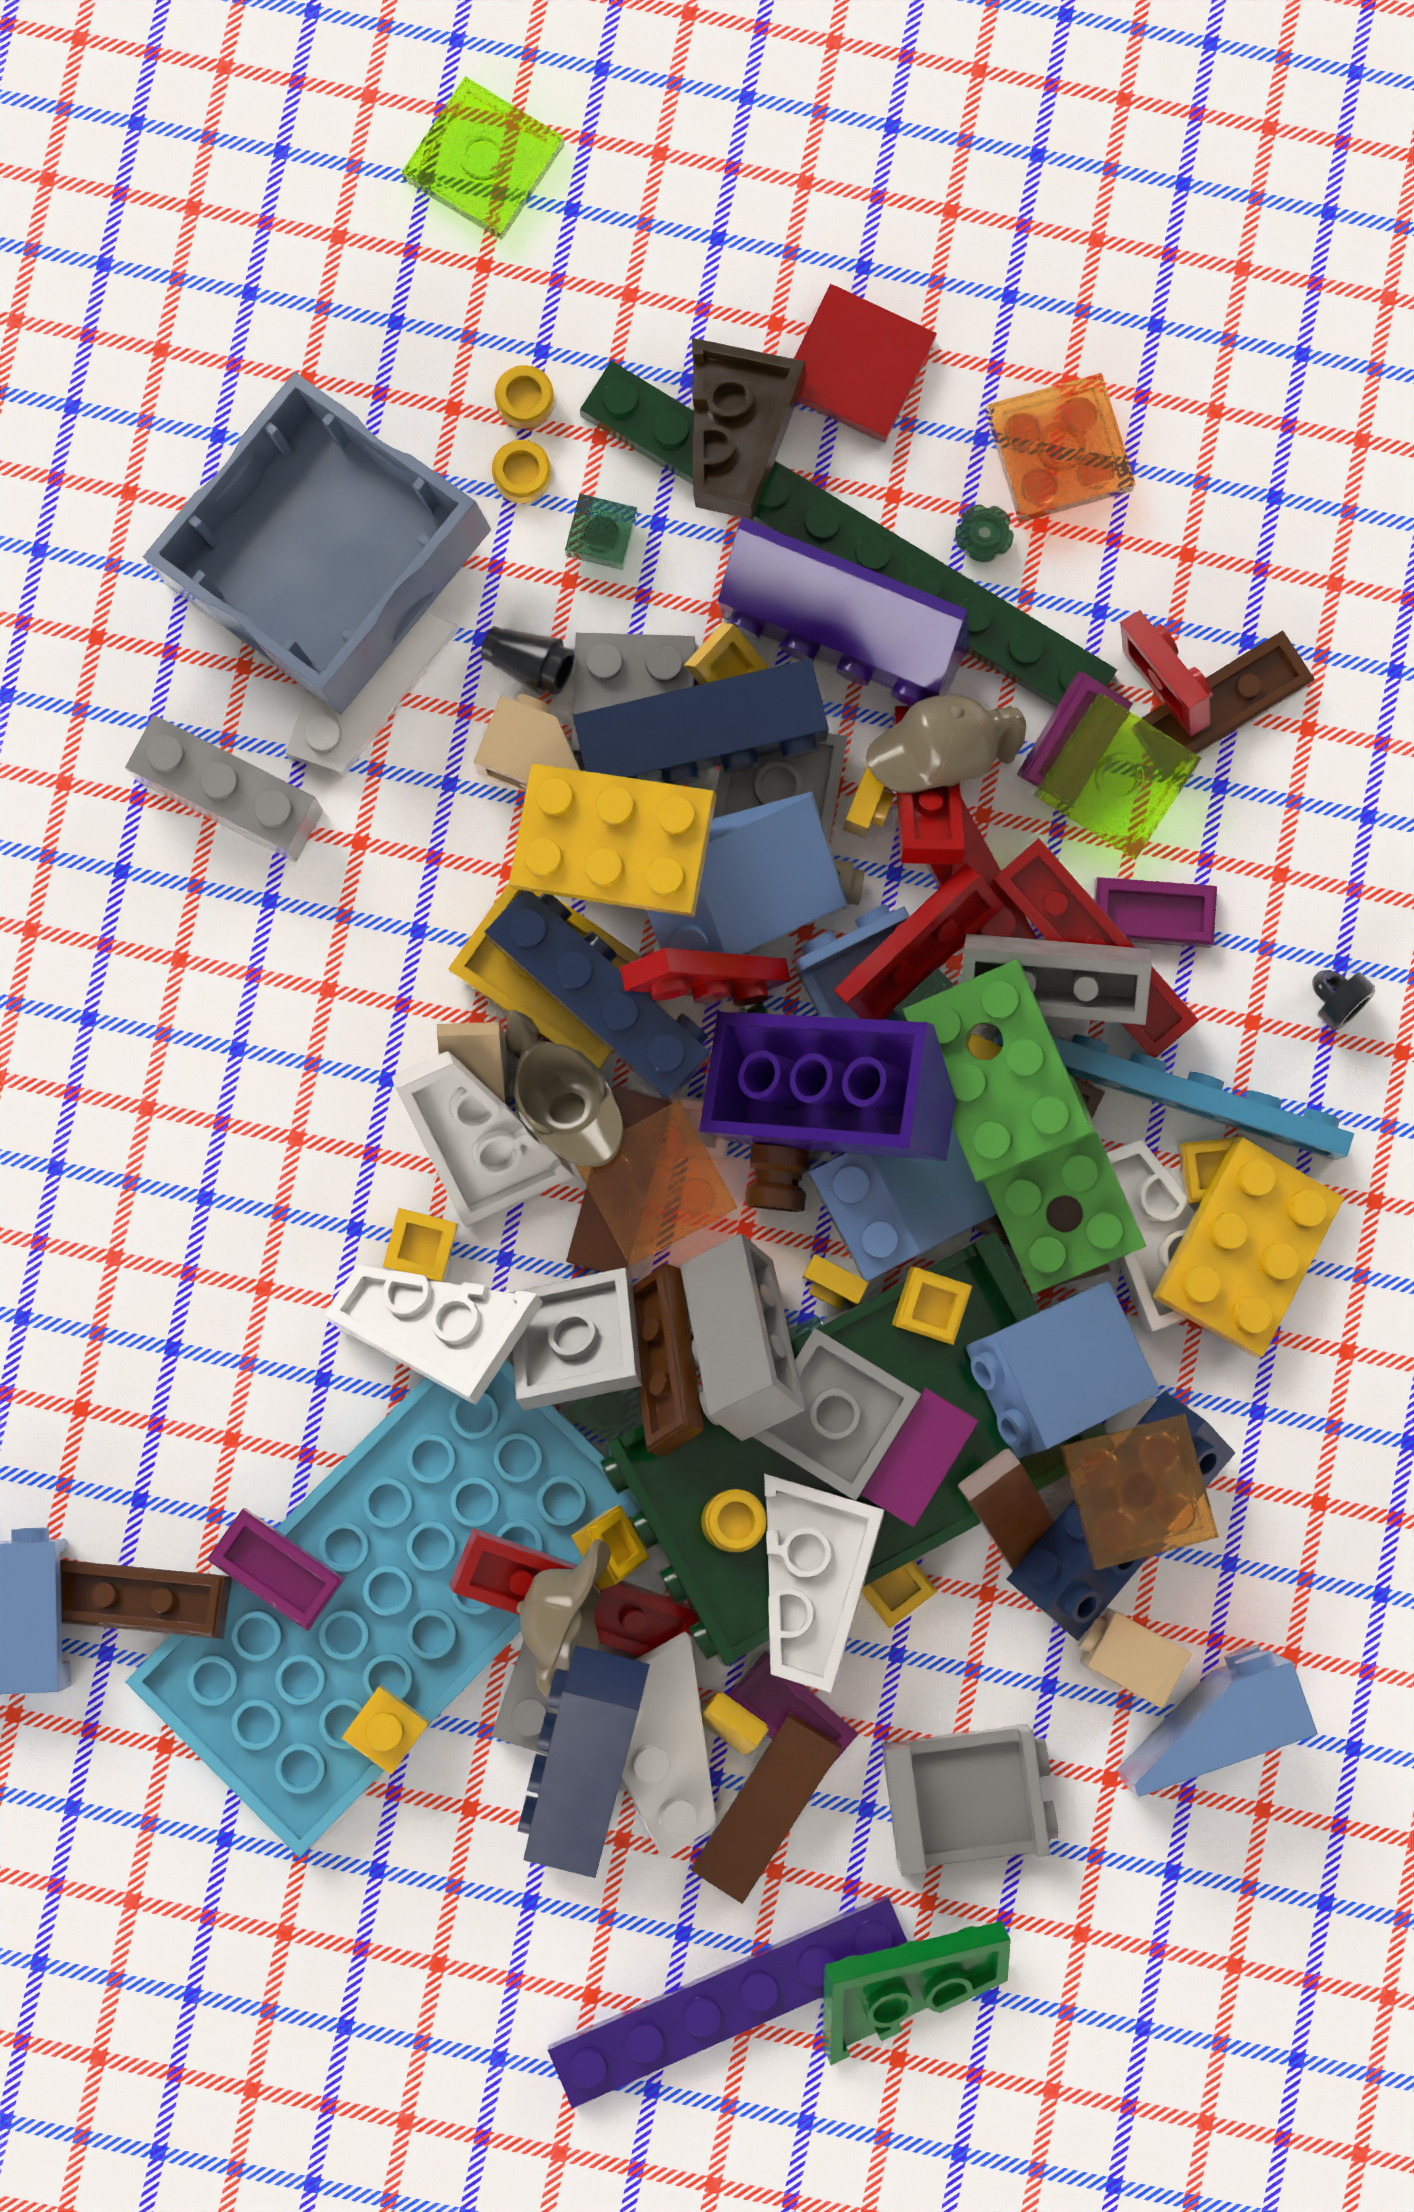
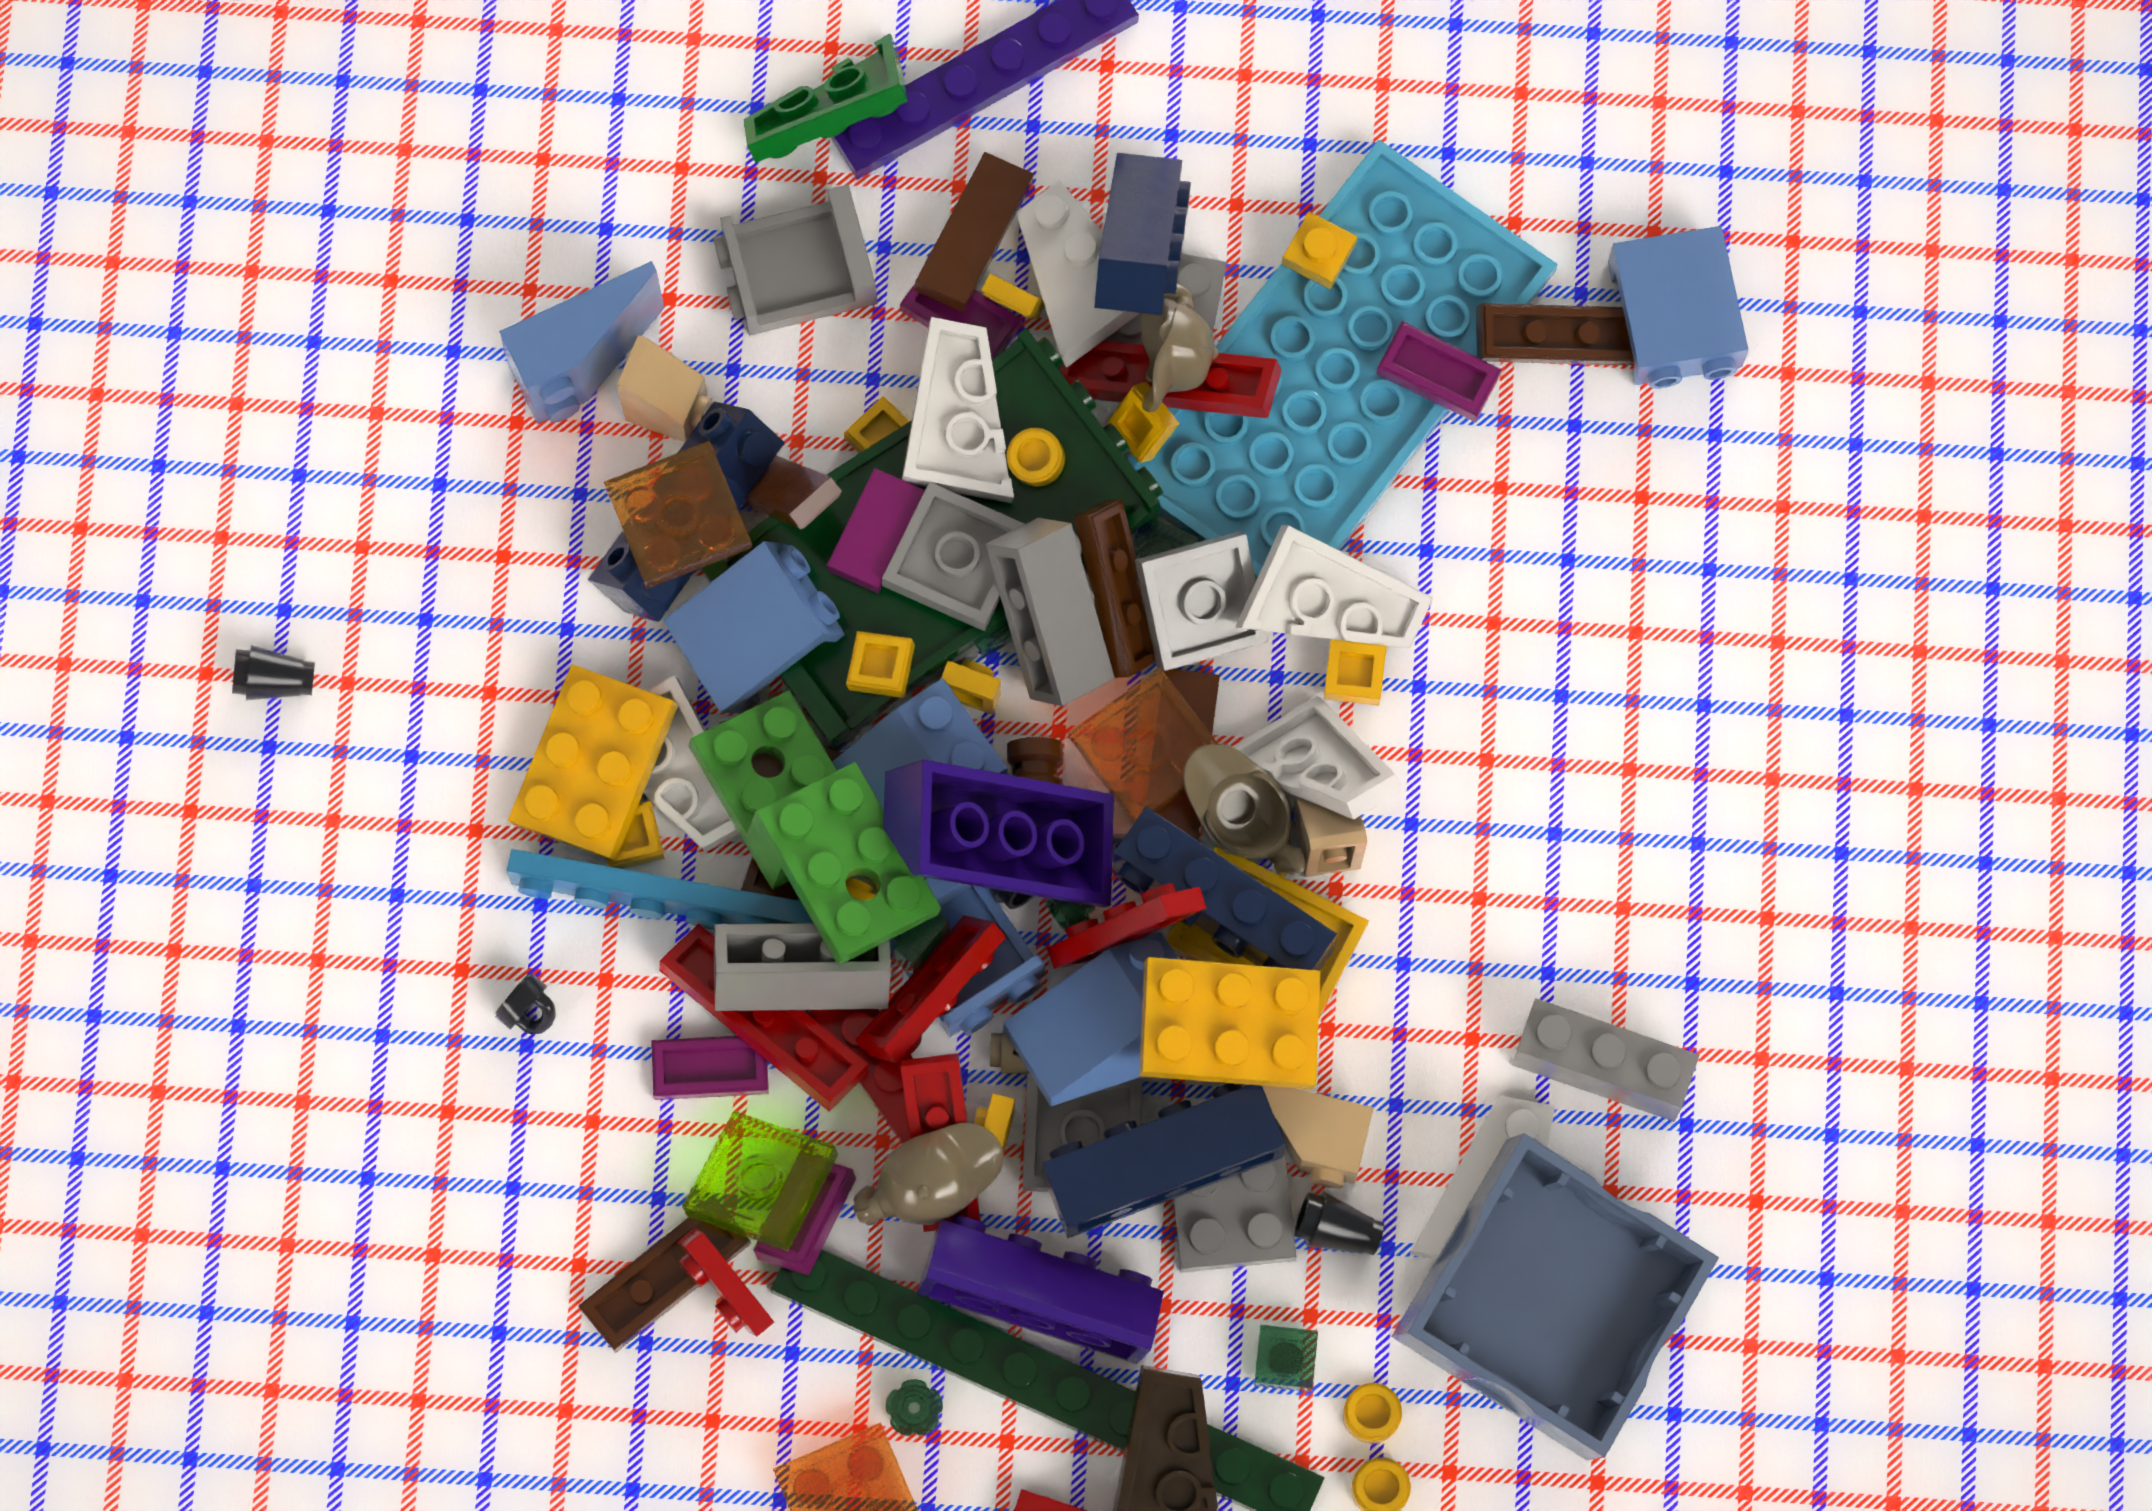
camera: 175 degrees right, 10 degrees down
(724, 656) = (1147, 1242): yellow plate -> none

